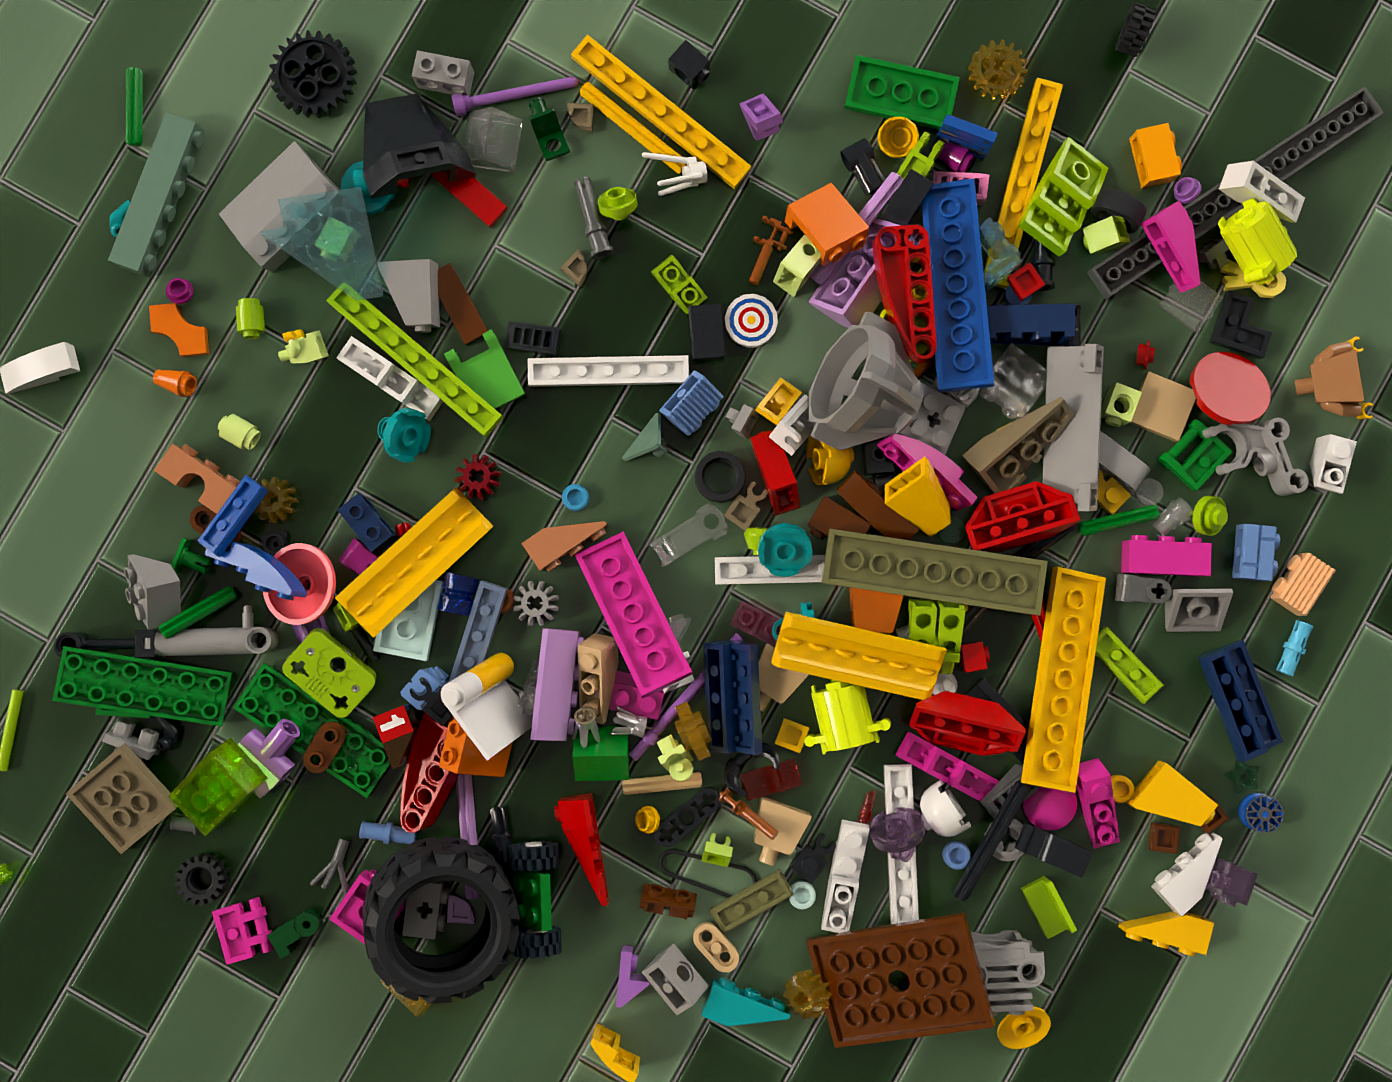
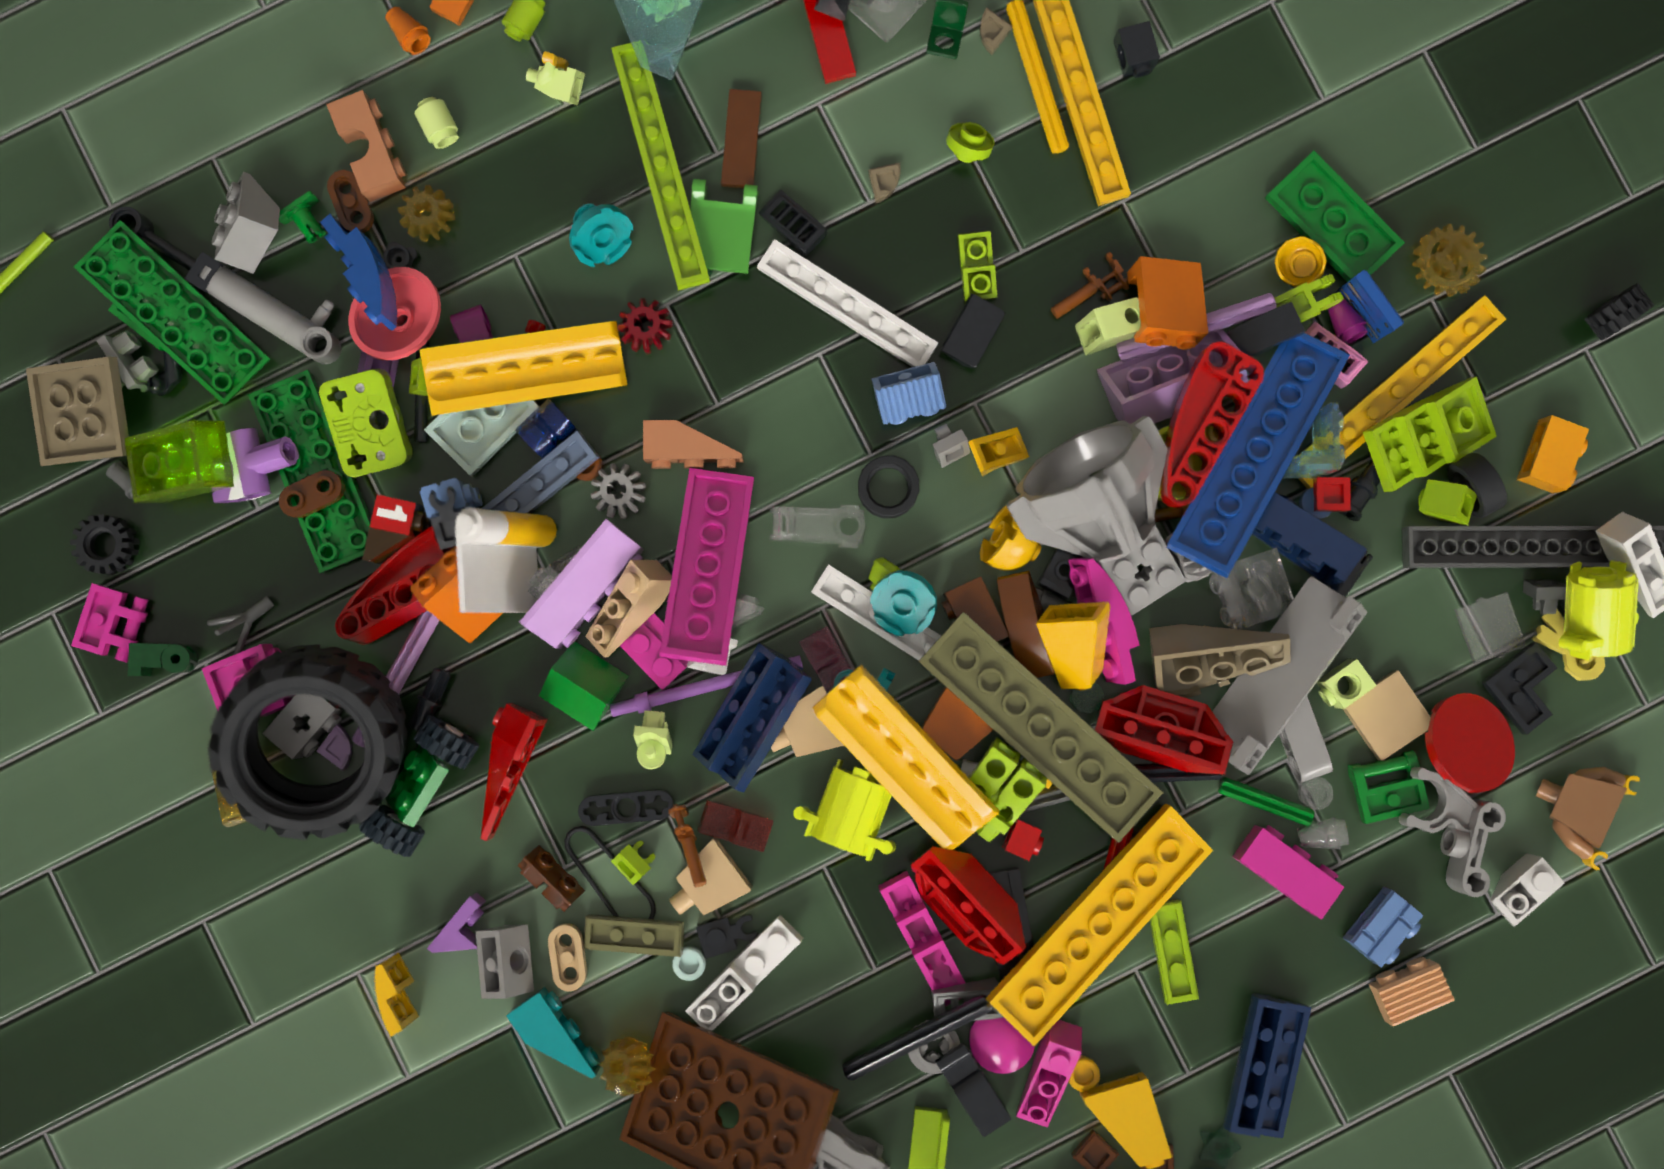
camera: 35 degrees right, 0 degrees up
(197, 612) = (276, 275): green axle -> none
(232, 516) = (373, 201): blue tile -> none
(367, 523) = (503, 298): dark blue brick -> none
(386, 833) = (316, 621): medium blue pin -> none
(389, 377) = (622, 167): white slope -> none
(414, 291) = (705, 96): light grey slope -> none
(575, 497) = (729, 411): dark azure tile -> none
(585, 721) = (587, 641): piece -> none
(595, 229) = (930, 154): dark grey pin -> none
(634, 724) = (635, 677): flat silver piece -> none
(647, 819) = (584, 783): yellow plate -> none
(648, 440) = (840, 402): sand green piece -> none
(660, 783) = (621, 756): tan axle -> none
(693, 173) = (1065, 163): white plant -> none
(693, 731) = (689, 723): clear yellow gear -> none
(732, 768) = (704, 789): black piece -> none
(743, 509) = (890, 537): dark tan plate -> none
(751, 320) = (1026, 350): tile -> none
(761, 116) = (1174, 150): medium lavender slope -> none
(775, 473) = (948, 519): red slope -> none
(791, 735) = (786, 796): yellow tile -> none
(793, 427) = (995, 485): white hinge -> none
(860, 160) = (1246, 260): black piece -> none
(865, 812) = (809, 924): clear red piece -> none
(897, 832) = (826, 965): clear purple tile -> none
(902, 875) = (824, 978): white tile -> none
(942, 811) = (886, 974): white cylinder -> none
(945, 682) = (977, 847): white tile -> none
(956, 855) = (872, 1028): medium blue tile -> none
(1110, 494) = (1274, 768): yellow plate -> none
(1138, 589) = (1237, 884): dark grey piece -> none
(1145, 354) = (1406, 650): red plate -> none
(1174, 241) = (1512, 555): dark pink slope -> none
(1187, 190) = (1562, 511): medium lavender plate -> none
(1196, 609) = (1284, 944): light grey slope -> none
(1209, 515) = (1362, 858): lime plate -> none
(1294, 648) = (1359, 1051): medium azure pin -> none

